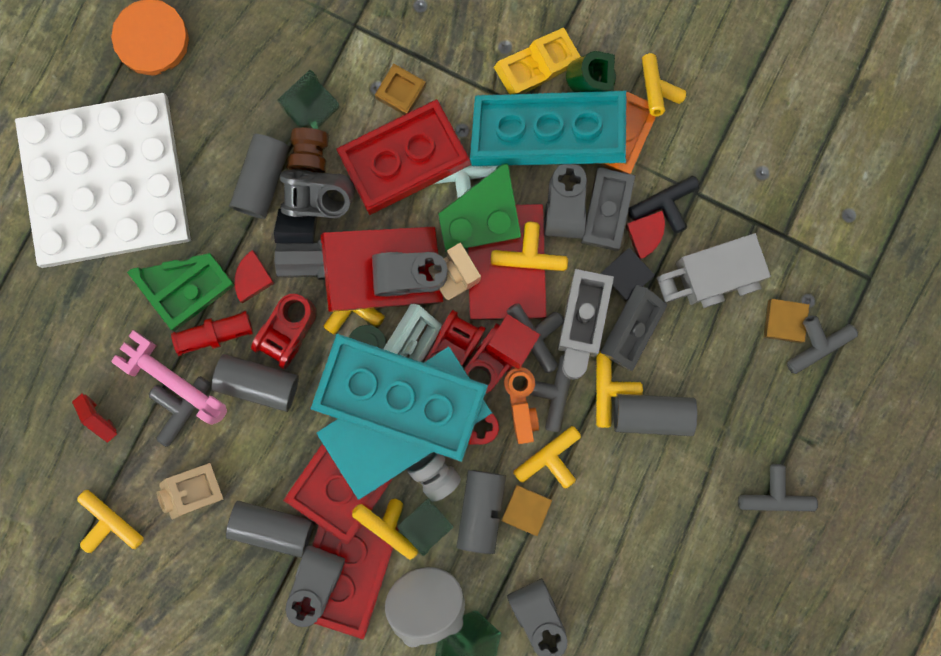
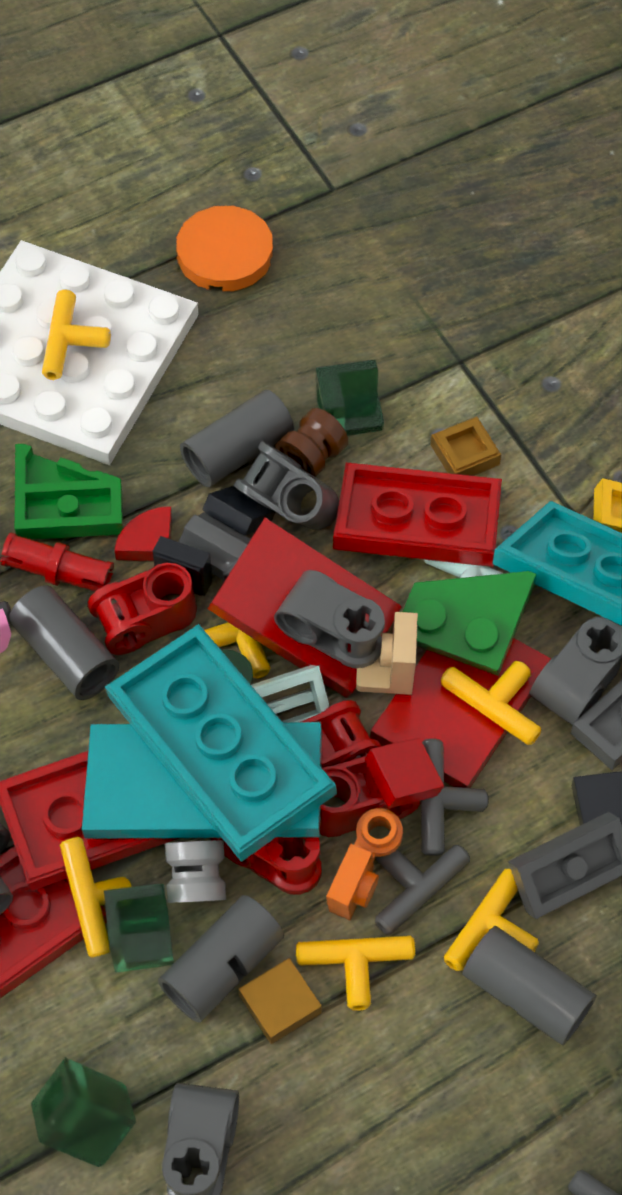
camera: 35 degrees right, 25 degrees down
(100, 176) = (64, 334): none -> yellow piece
(294, 284) = (192, 559): none -> black tile
(425, 606) = (65, 1020): light grey tile -> none
(584, 320) = (511, 808): light grey brick -> none

